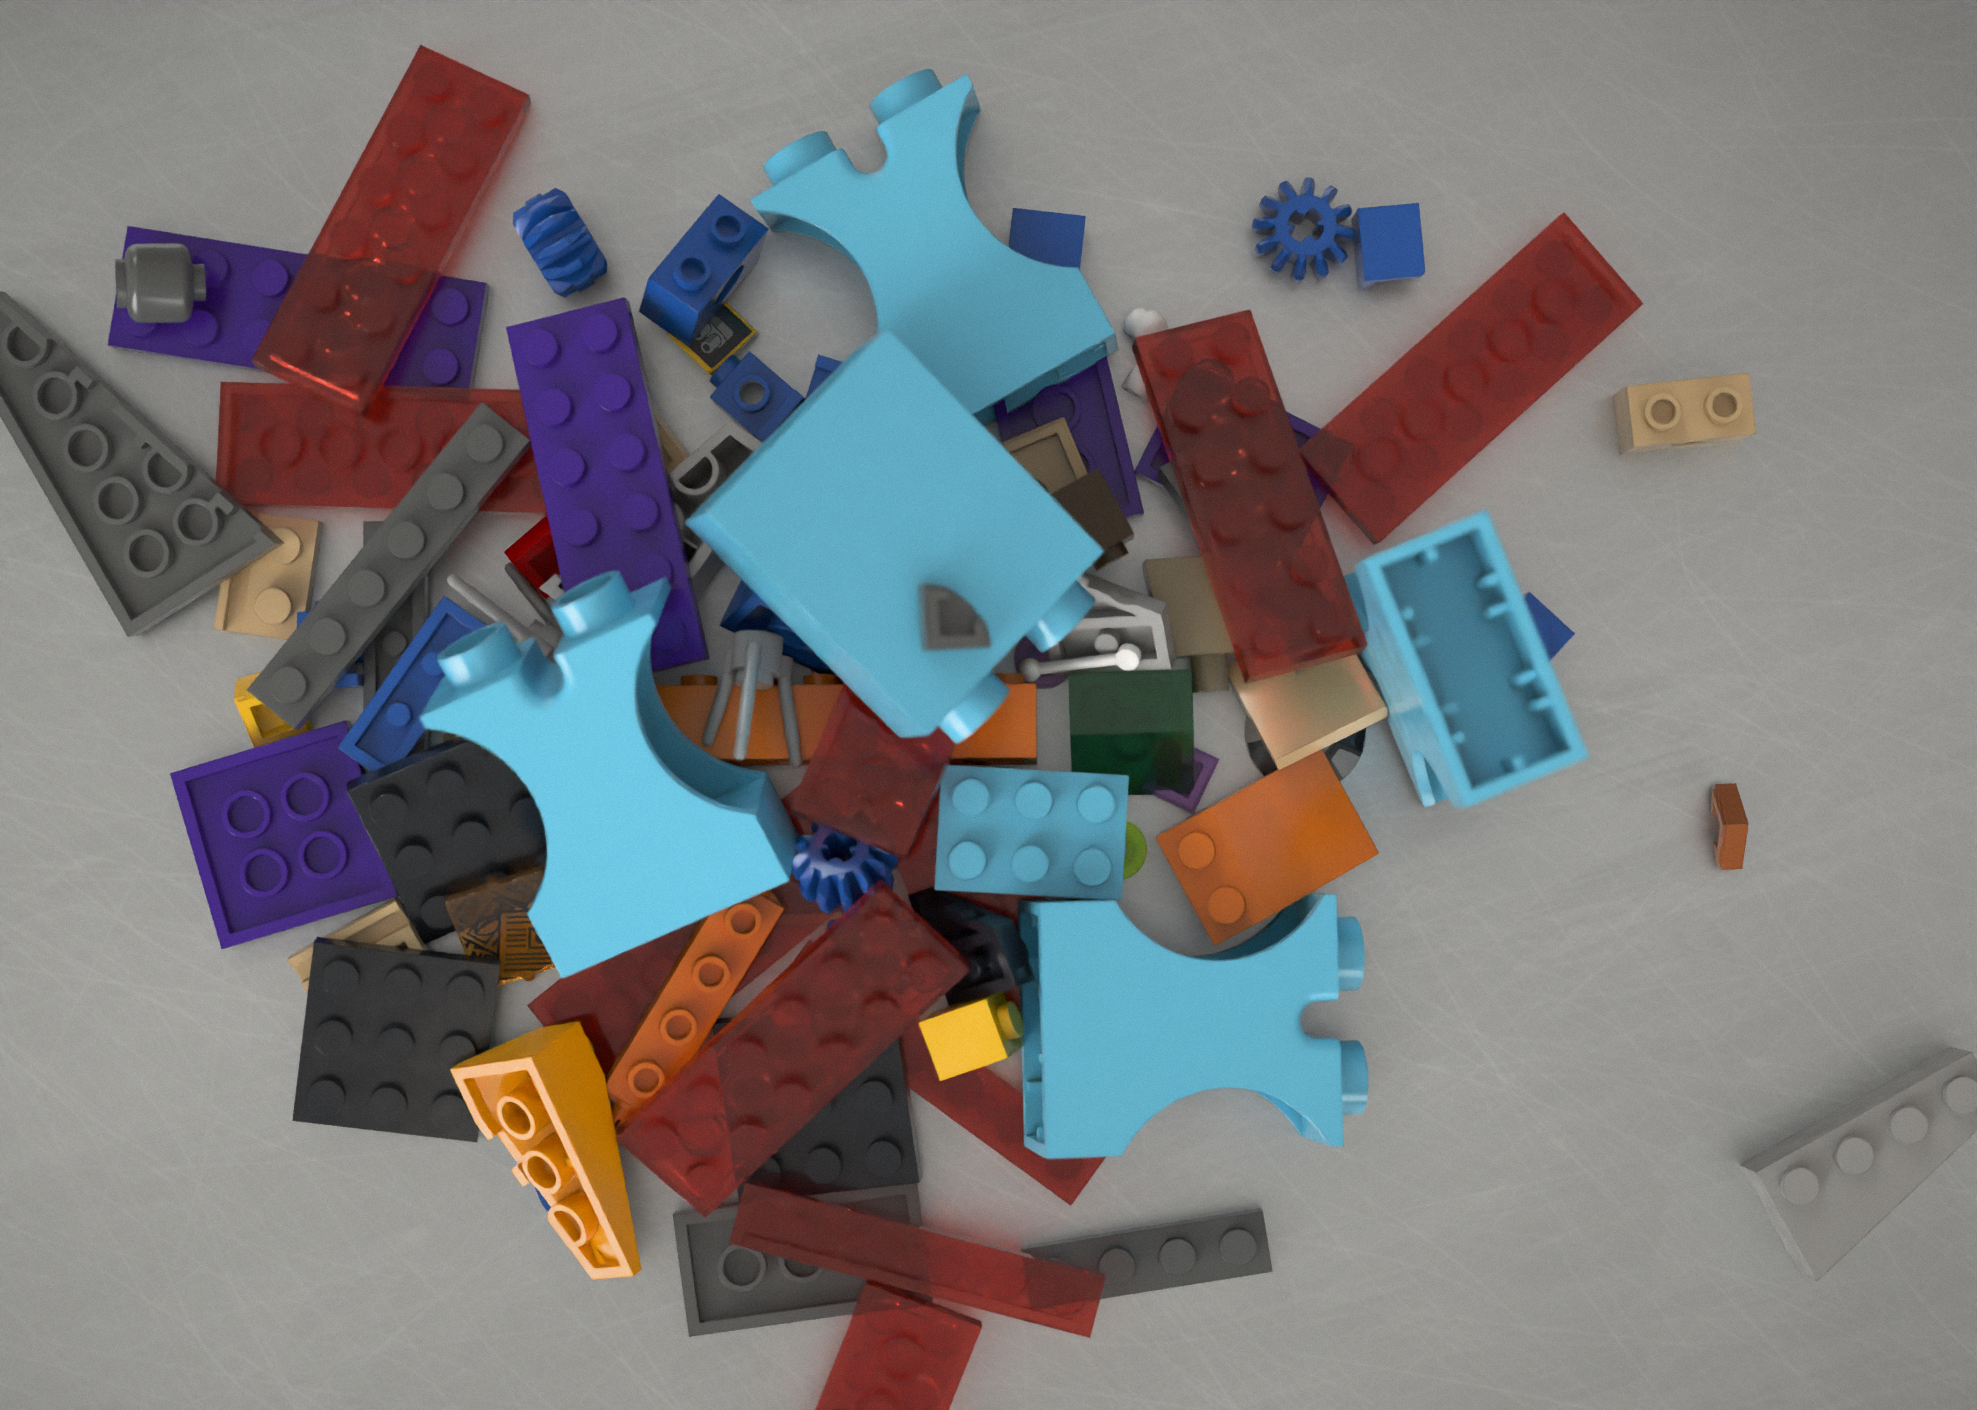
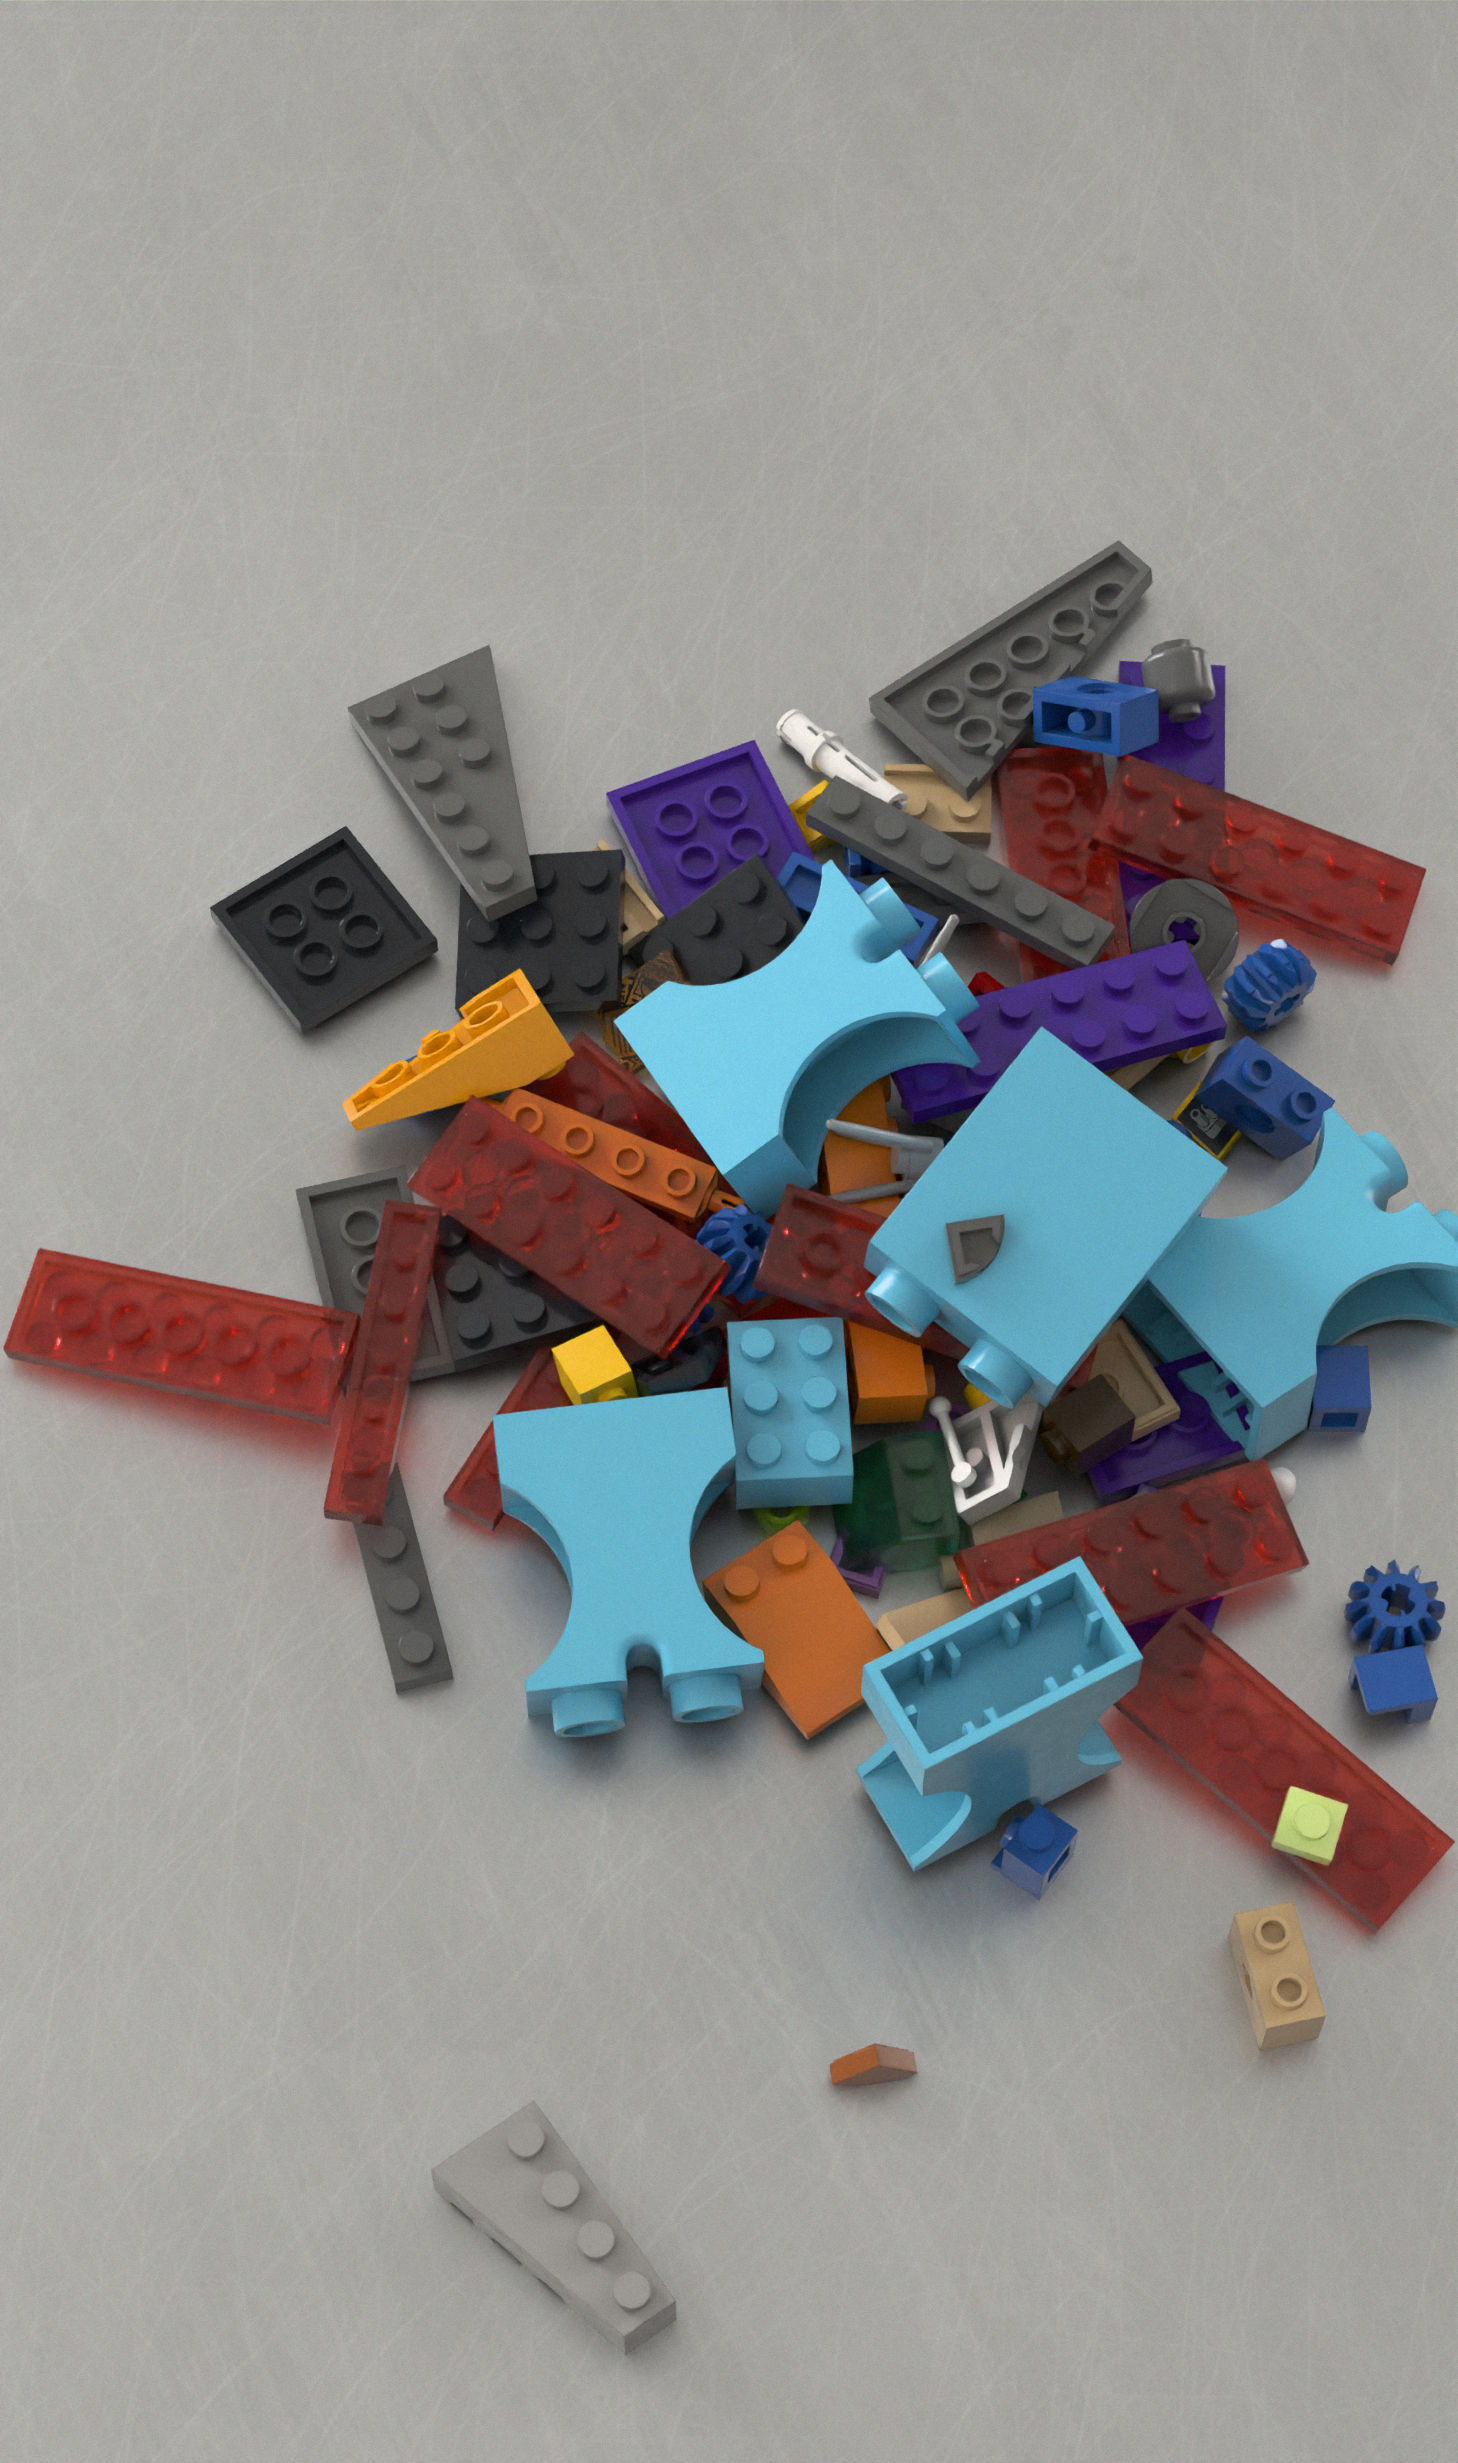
camera: 85 degrees right, 25 degrees down
(161, 1120) = (453, 767): none -> dark grey wing
(195, 383) = (1095, 715): none -> blue brick
(195, 693) = (826, 754): none -> white pin
(358, 1281) = (324, 929): none -> black plate
(448, 326) = (1193, 899): none -> dark grey plate
(1542, 356) = (1309, 1825): none -> yellowish green plate

